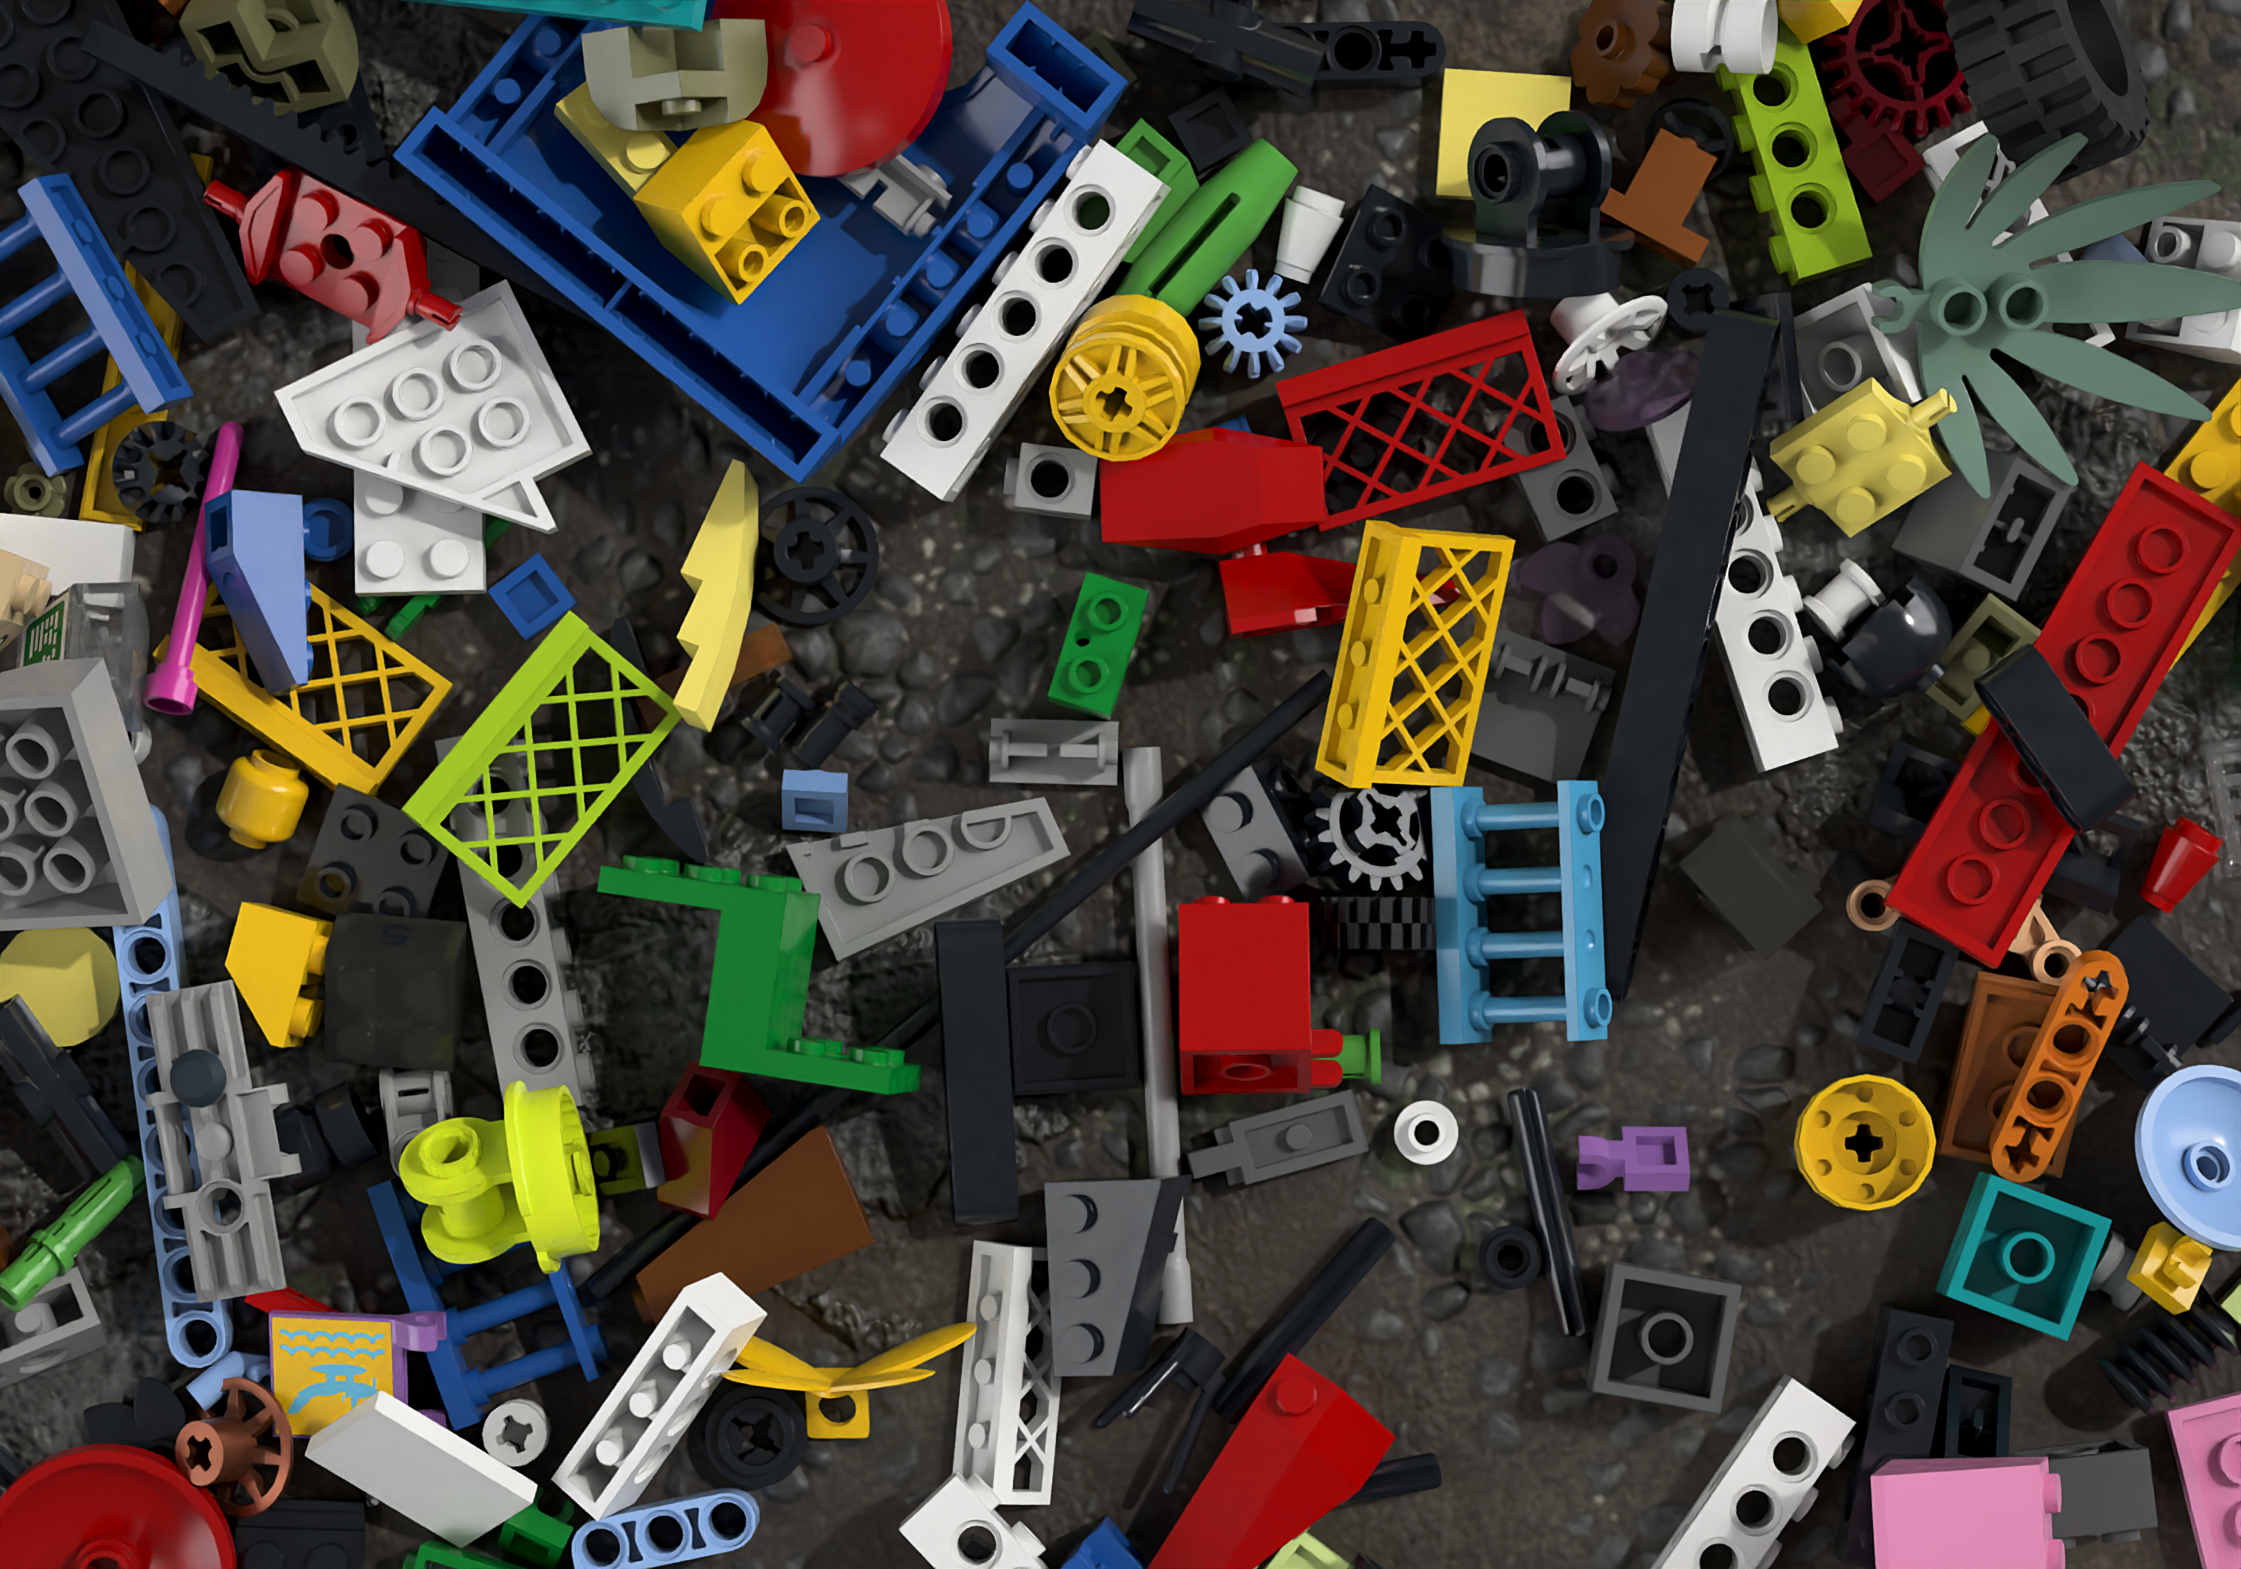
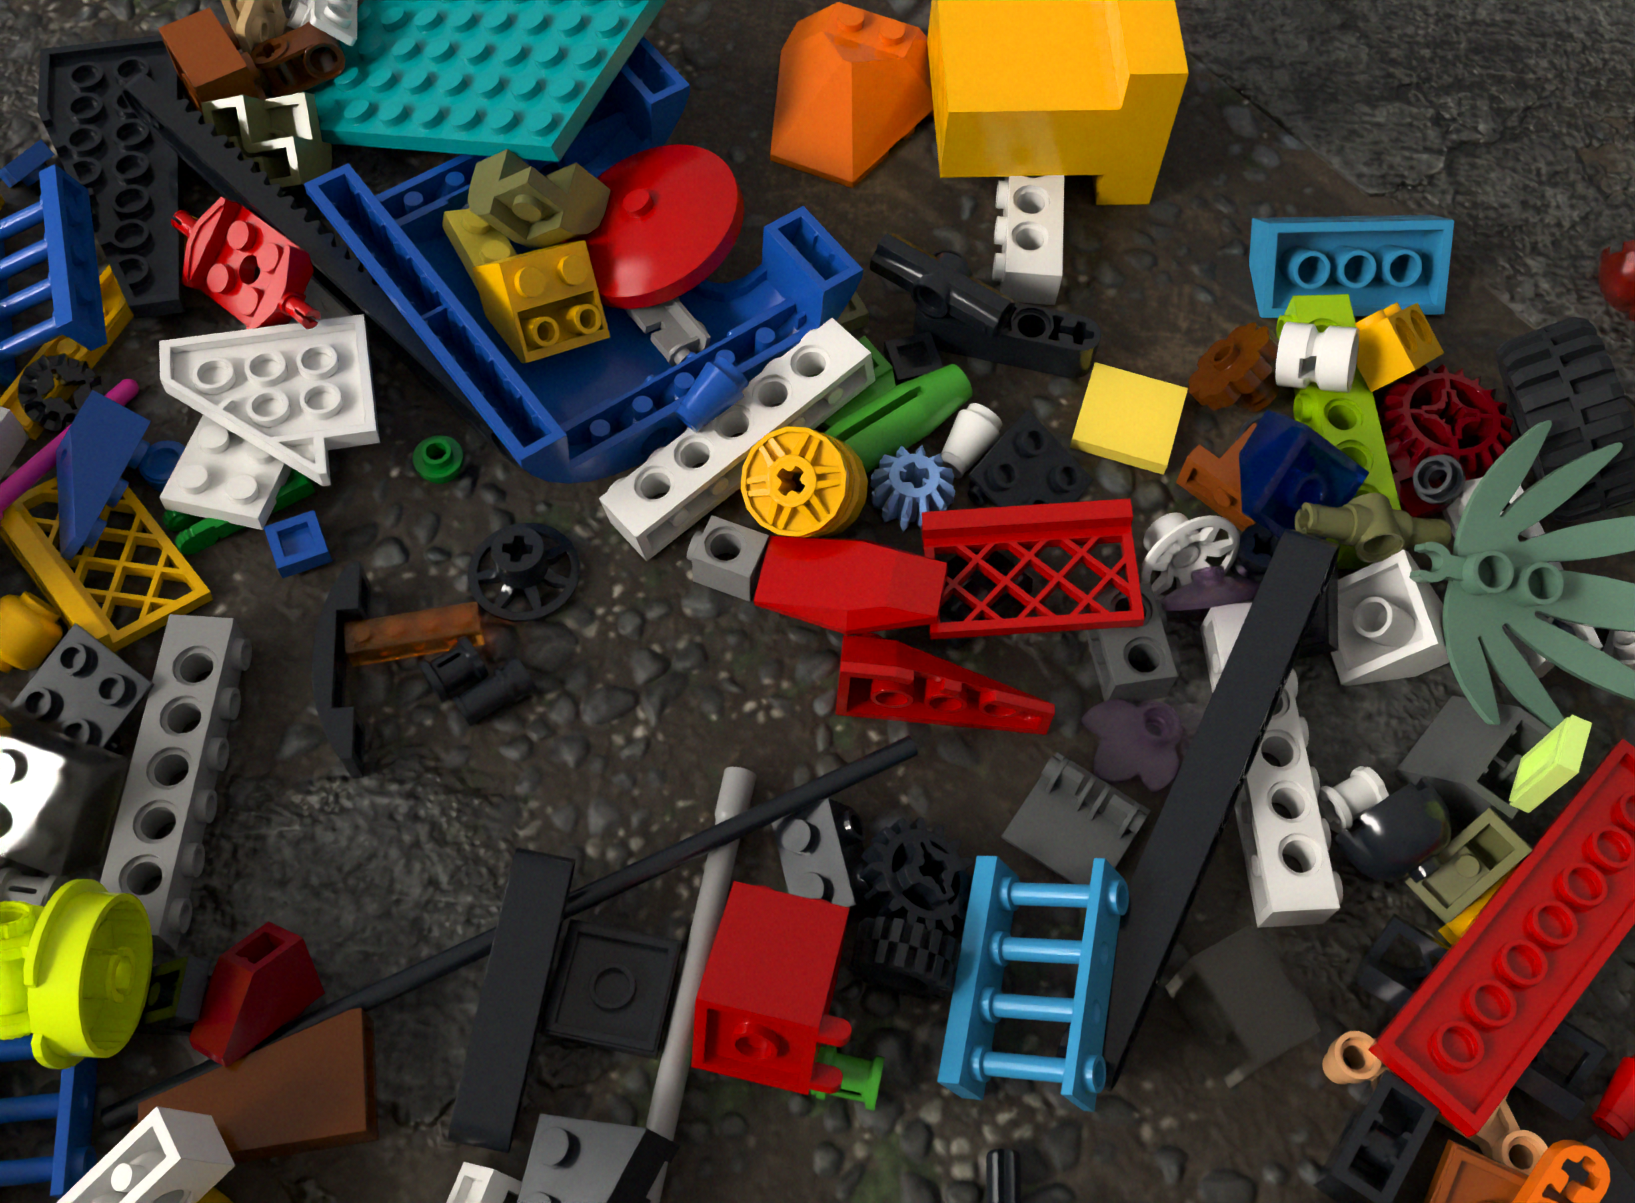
camera: 10 degrees right, 25 degrees down
(501, 722) = (210, 607): lime fence -> none
(661, 453) = (439, 470): none -> green plate
(722, 577) = (432, 574): light yellow slope -> none
(761, 976) = (351, 857): green bracket -> none
(815, 801) = (458, 744): medium blue plate -> none
(916, 872) = (482, 822): light grey wing -> none
(982, 295) = (711, 394): none -> blue cone
(1053, 751) = (667, 759): light grey hinge -> none
(1093, 674) = (724, 679): green window -> none
(1283, 1140) = (772, 1140): dark grey hinge -> none
(1375, 653) = (949, 727): yellow fence -> none
(1406, 1125) = (891, 1182): white plate -> none
(1552, 172) = (1153, 442): black piece -> none
(1719, 226) = (1289, 466): none -> clear blue slope
(1821, 263) = (1371, 526): none -> olive pin
(1861, 456) = (1386, 681): light yellow plate -> none
(1887, 156) = (1430, 470): none -> black plate
(2038, 550) = (1550, 763): none -> yellowish green tile
(2054, 738) = (1549, 935): black beam -> none

